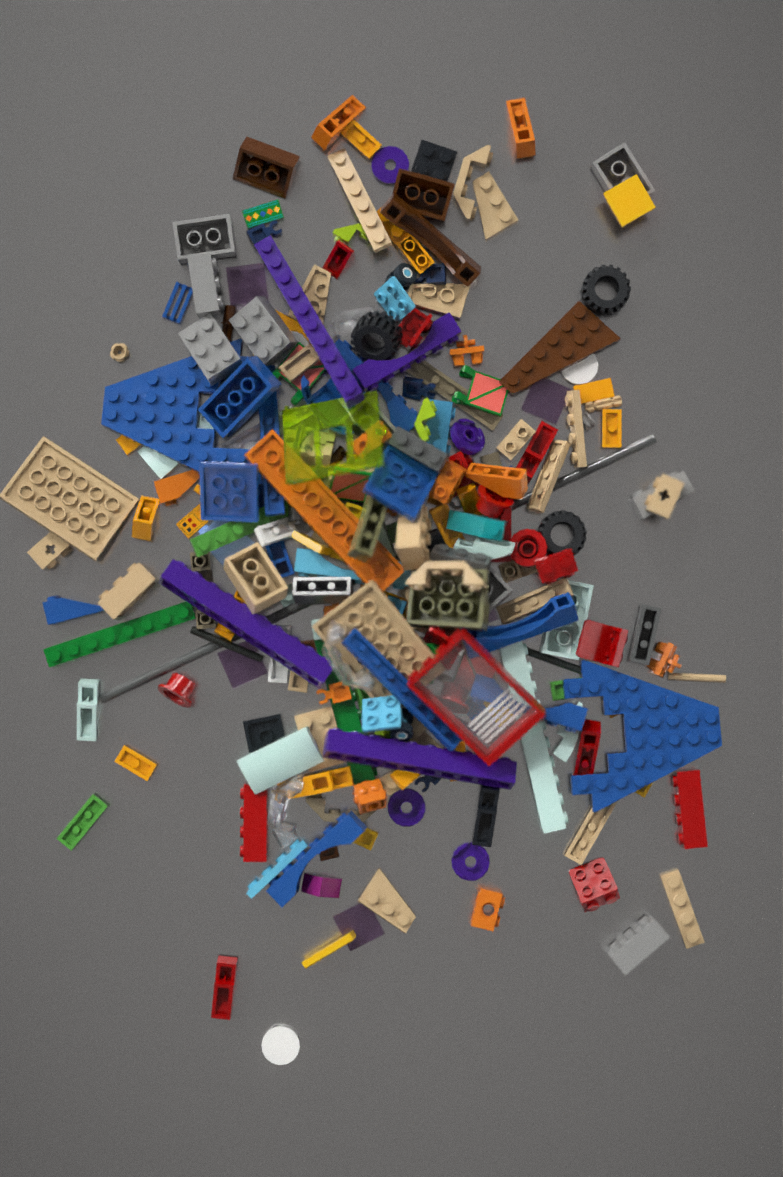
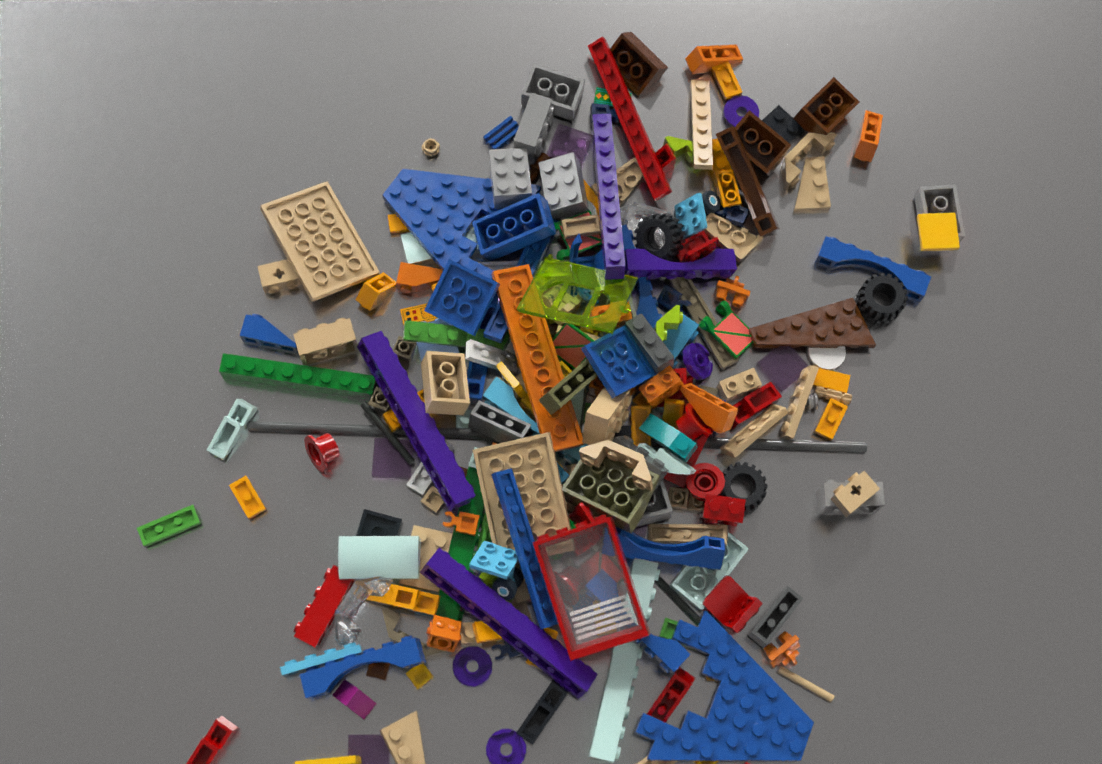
camera: 15 degrees right, 15 degrees down
(289, 229) = (629, 119): none -> red plate
(362, 679) = (488, 464): clear slope -> none
(469, 123) = (826, 108): none -> reddish brown slope
(543, 266) = (837, 254): none -> blue arch
(567, 743) = (652, 683): light aqua slope -> none

